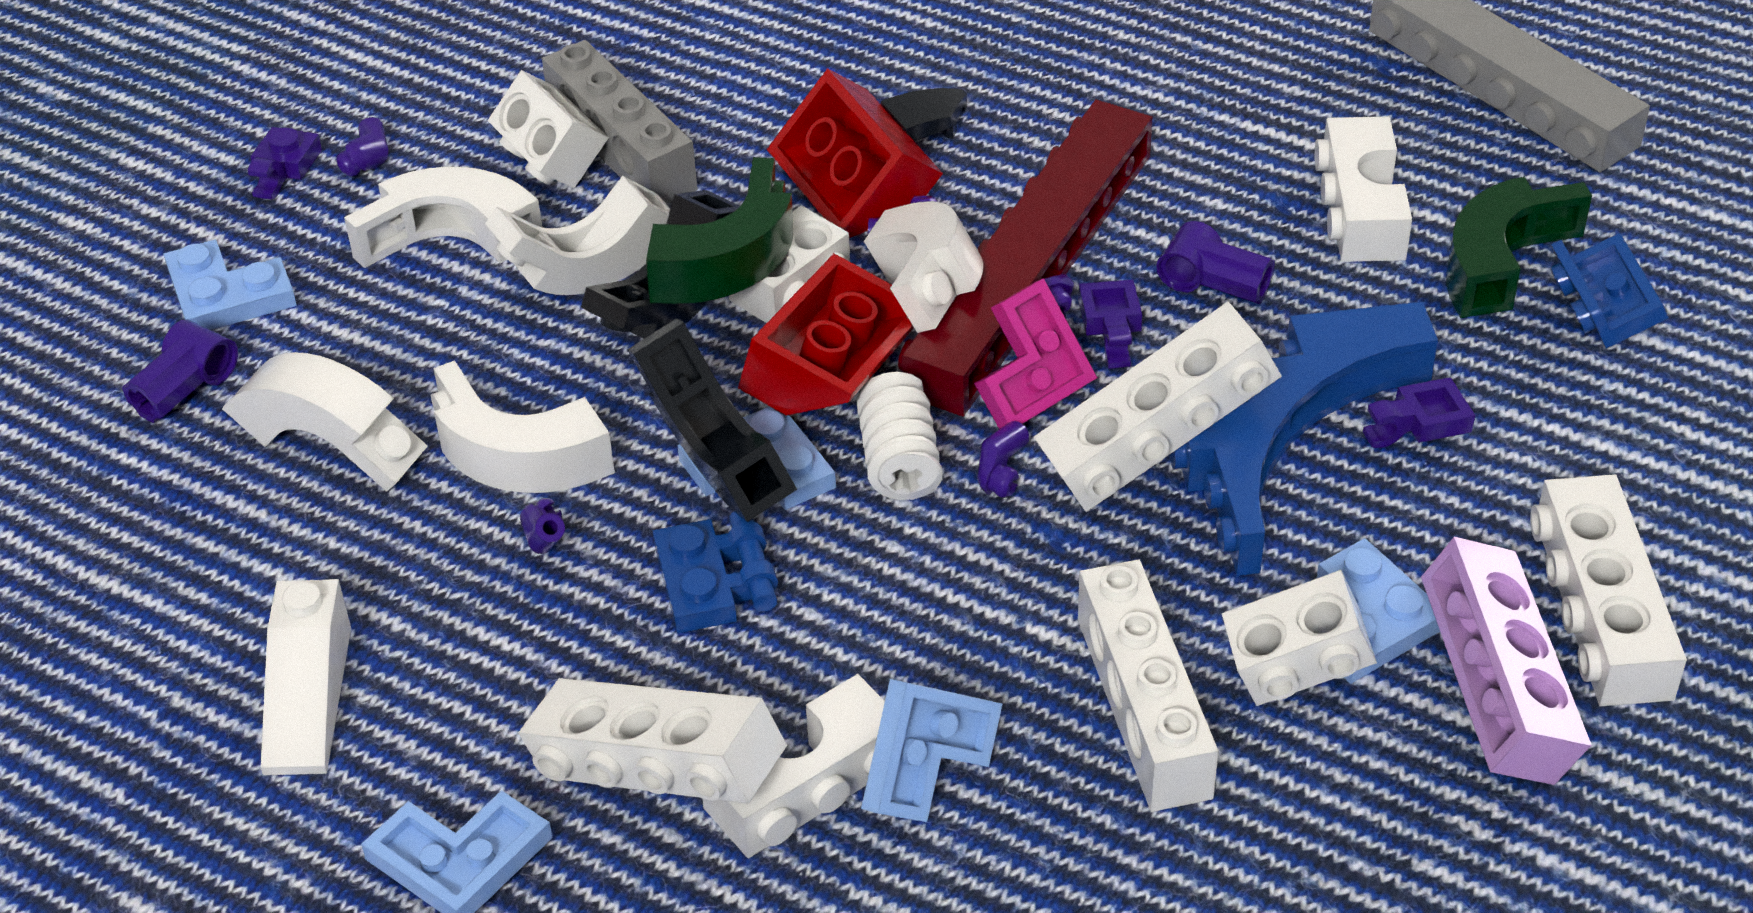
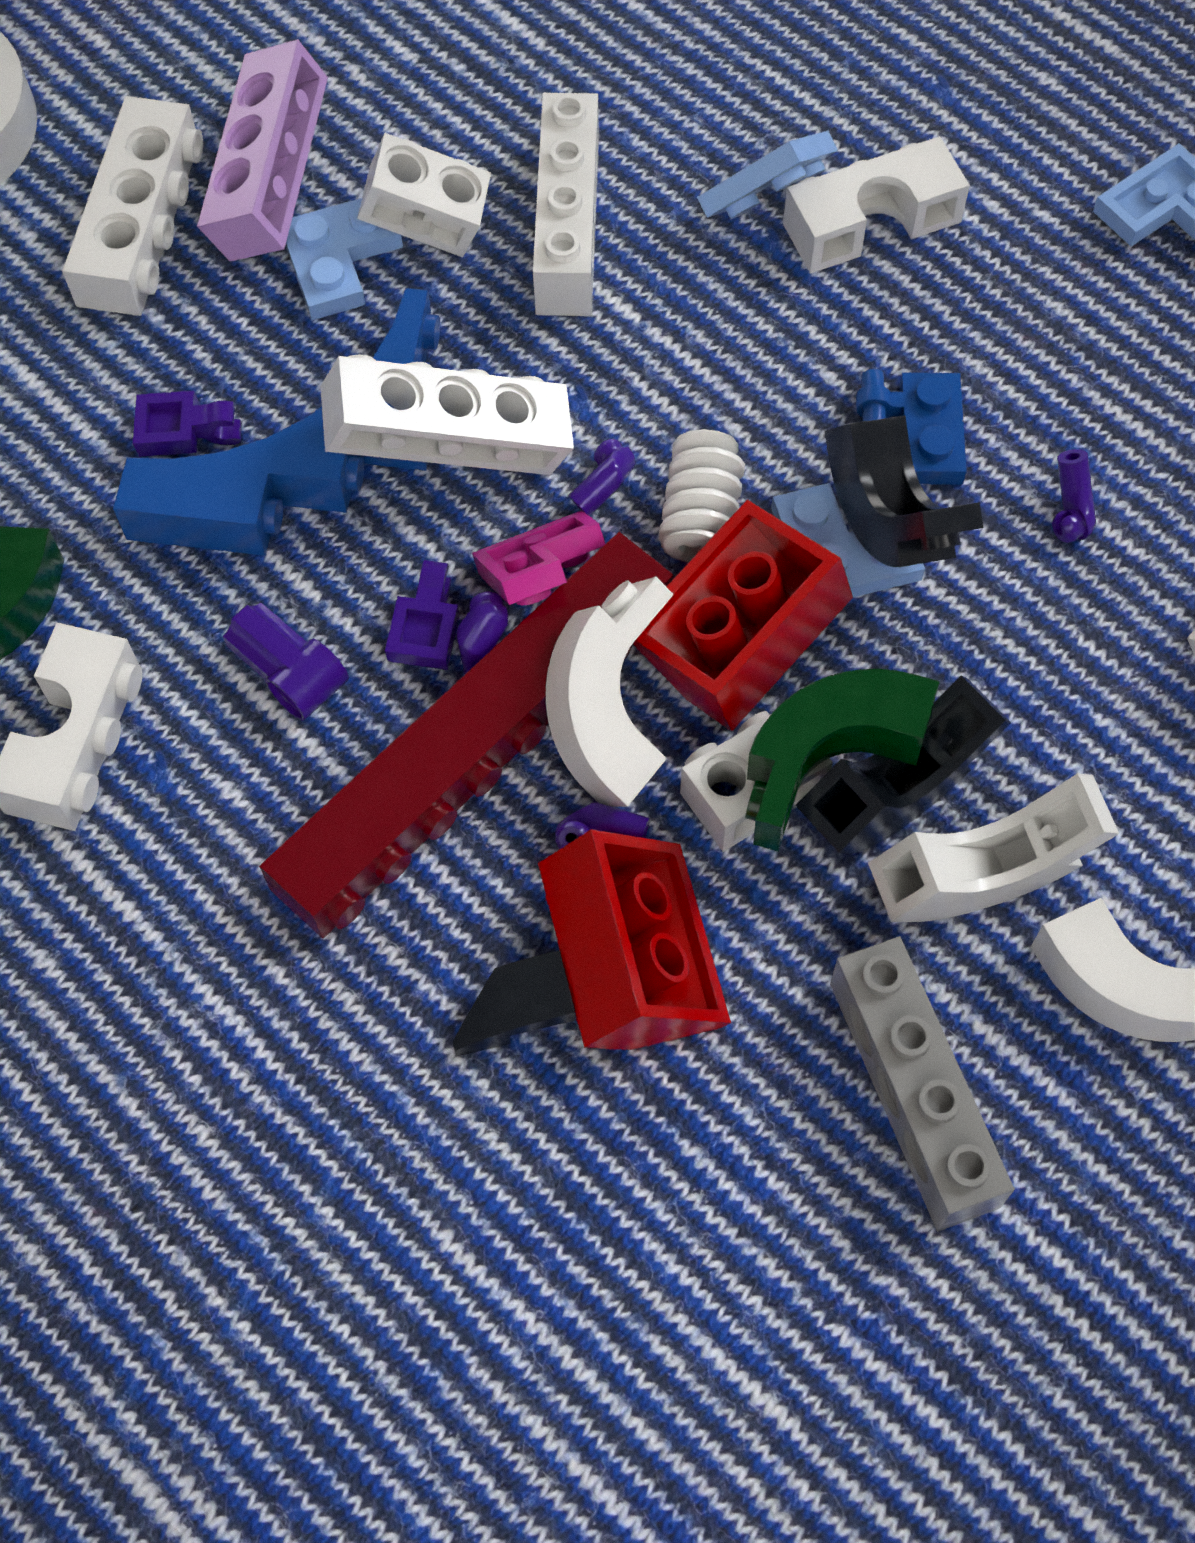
camera: 165 degrees left, 20 degrees up
(519, 451) = (1101, 593): white arch -> none
(546, 130) = (1017, 1078): white brick -> none
(654, 739) = (1013, 229): white brick -> none

